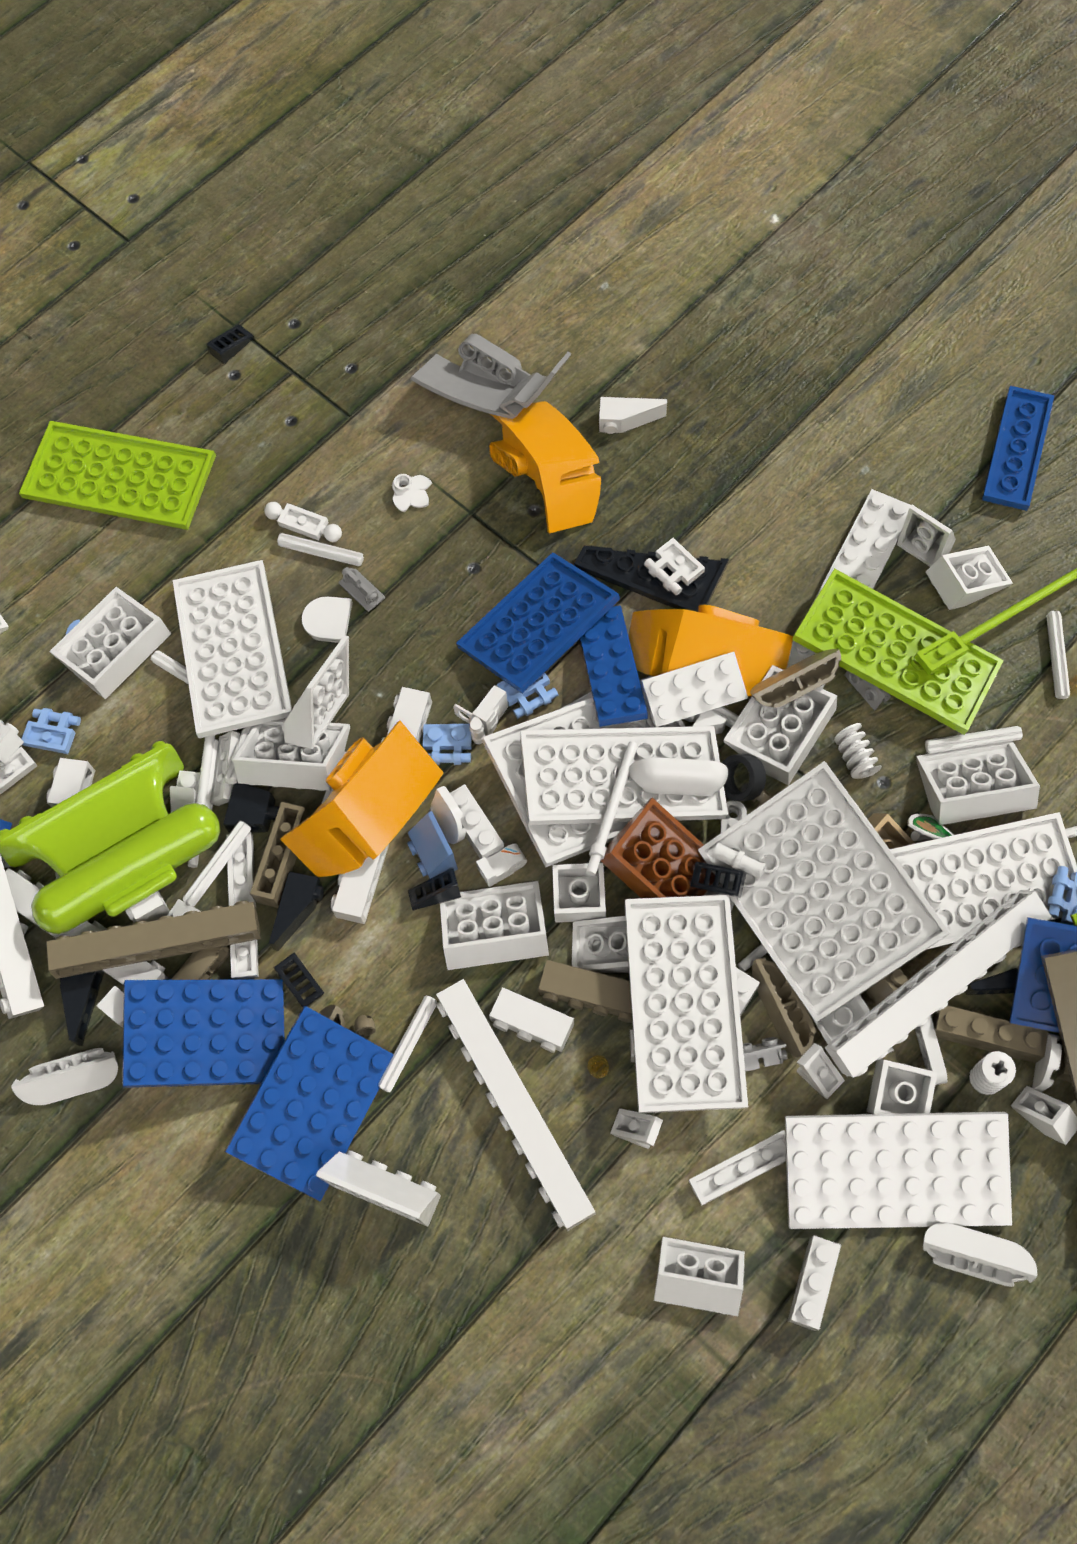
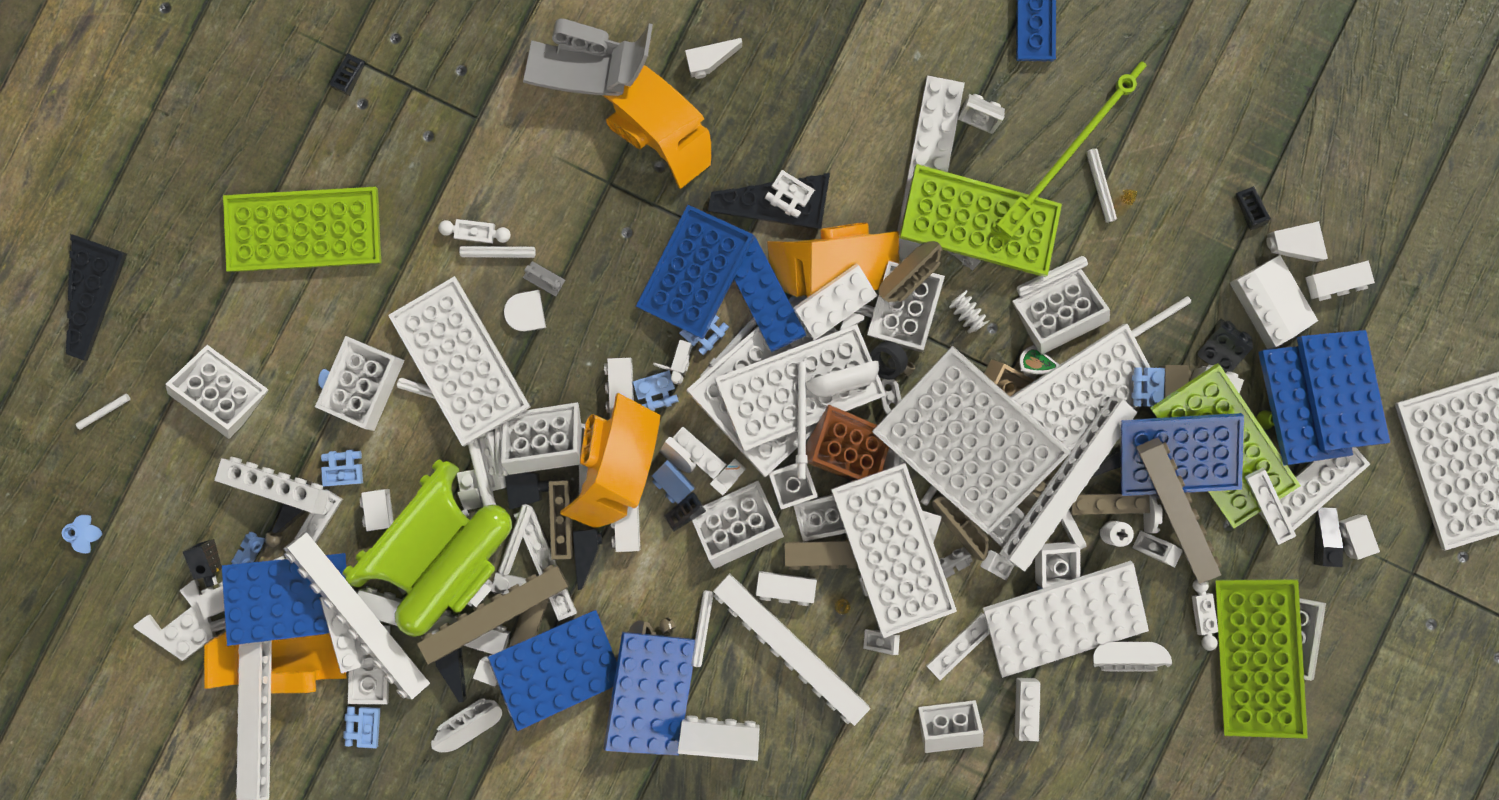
camera: 25 degrees left, 20 degrees up
(283, 965) = (590, 602): black slope -> none
(320, 700) = (548, 393): white slope -> none
(412, 494) = (556, 180): white plate -> none
(737, 885) = (893, 459): black slope -> none
(738, 860) = (905, 436): white pin -> none
(967, 576) = (1021, 136): white slope -> none

